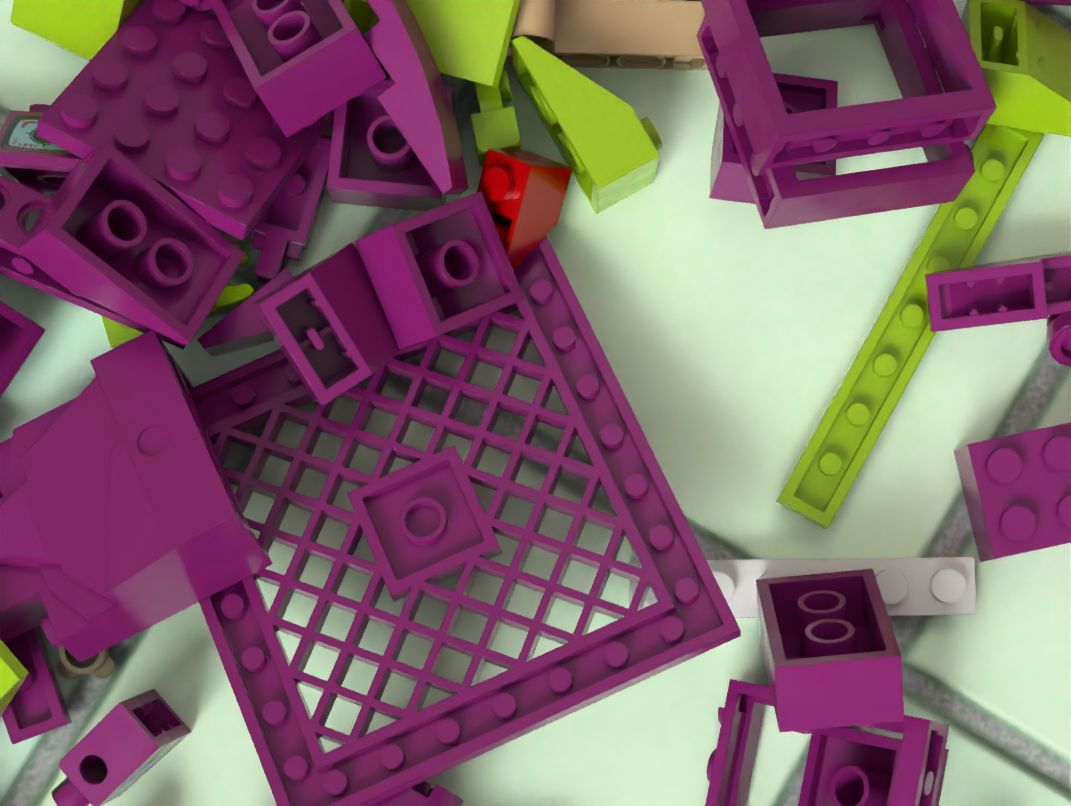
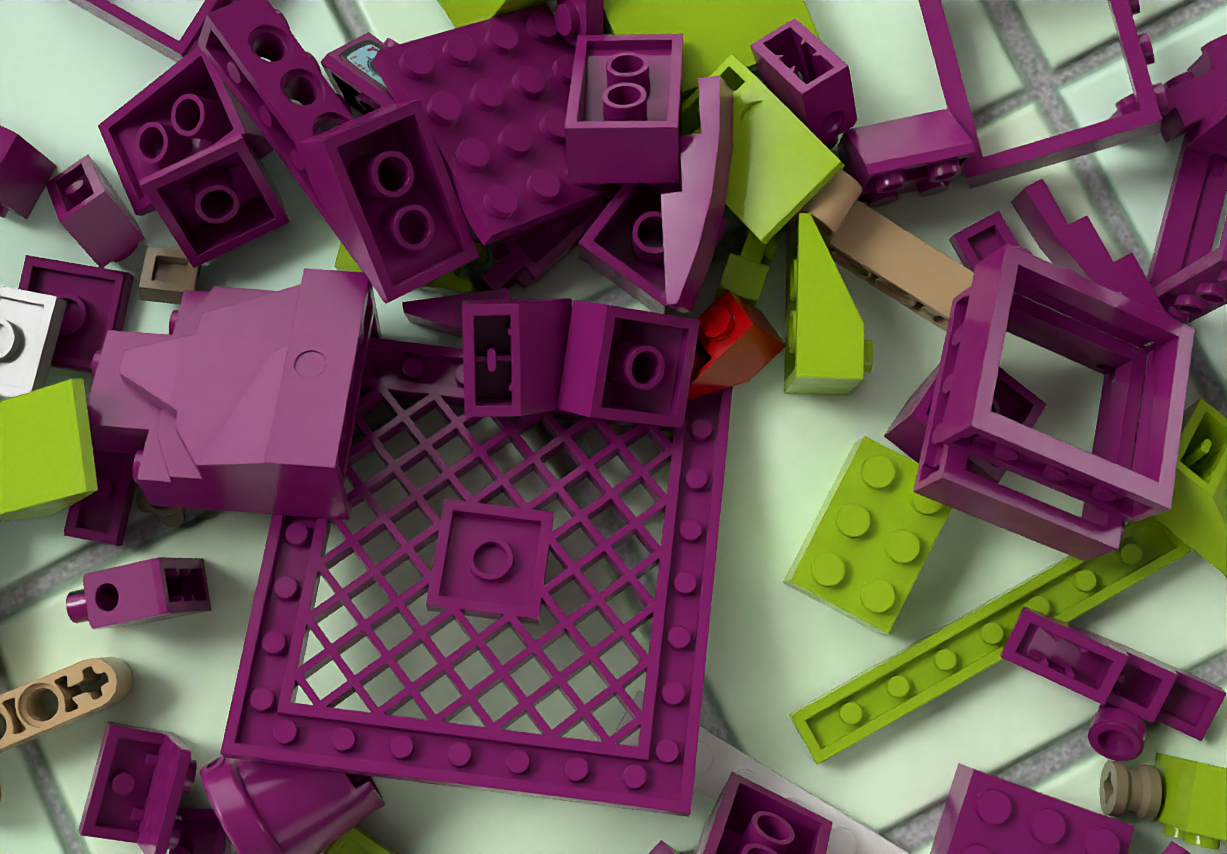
camera: 30 degrees right, 0 degrees up
(751, 298) = (868, 538): none -> lime brick

